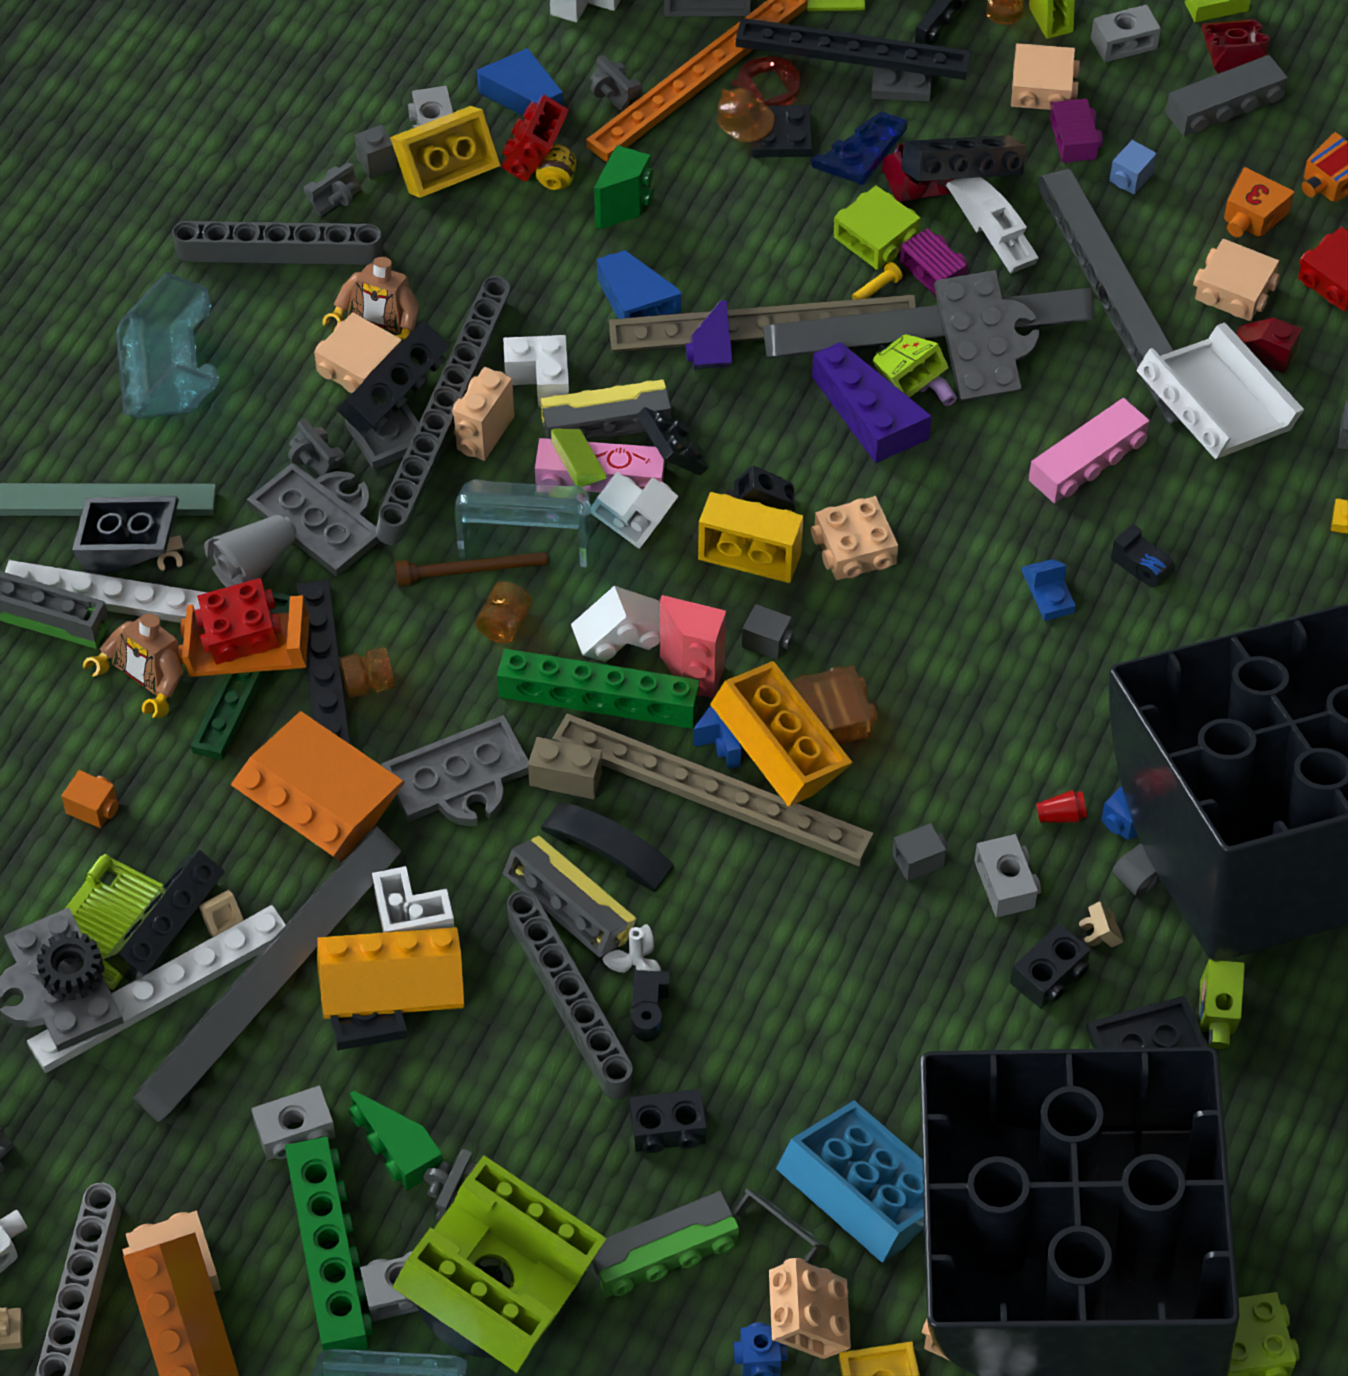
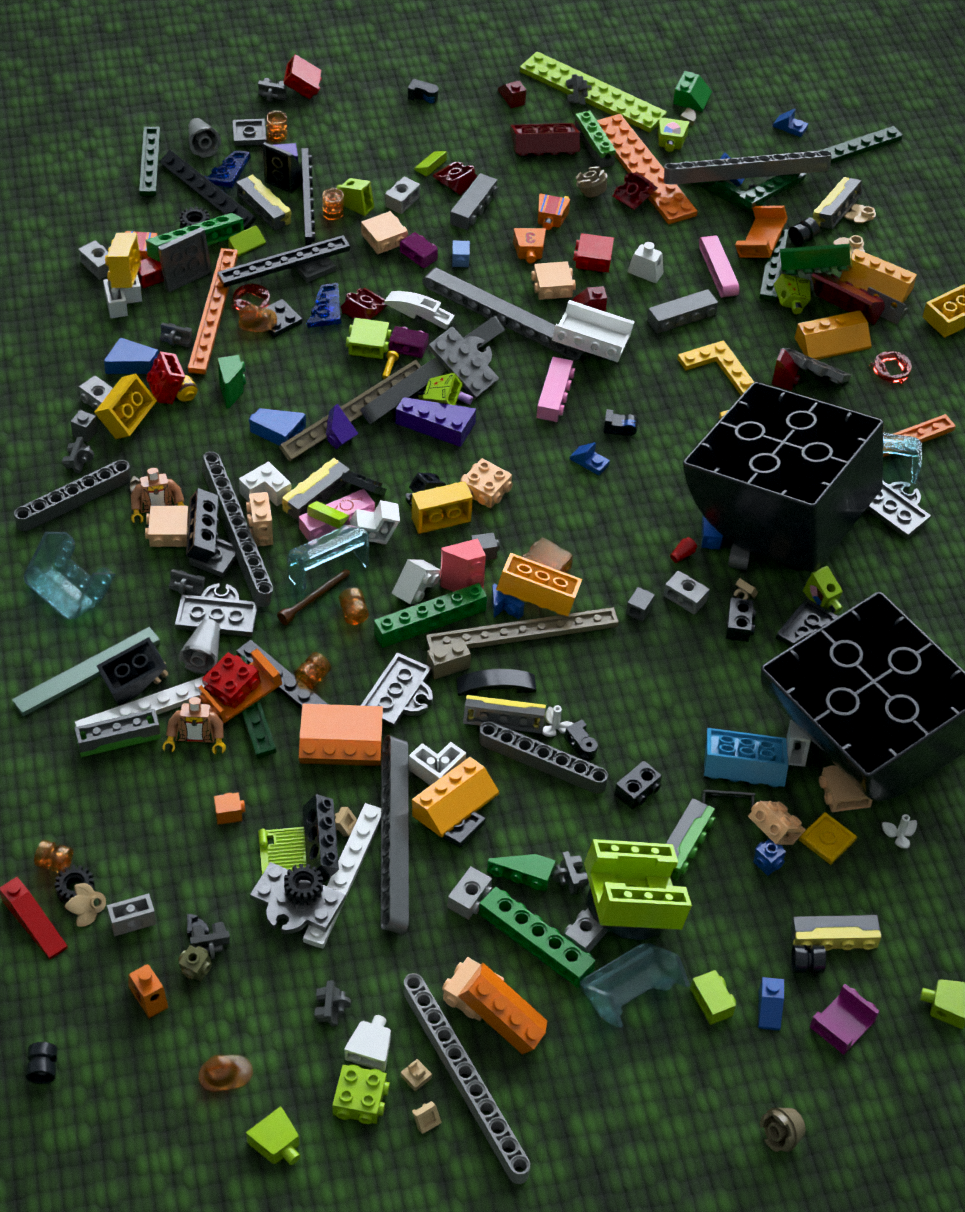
camera: 40 degrees left, 5 degrees down
(963, 157) = (384, 285): black brick -> none

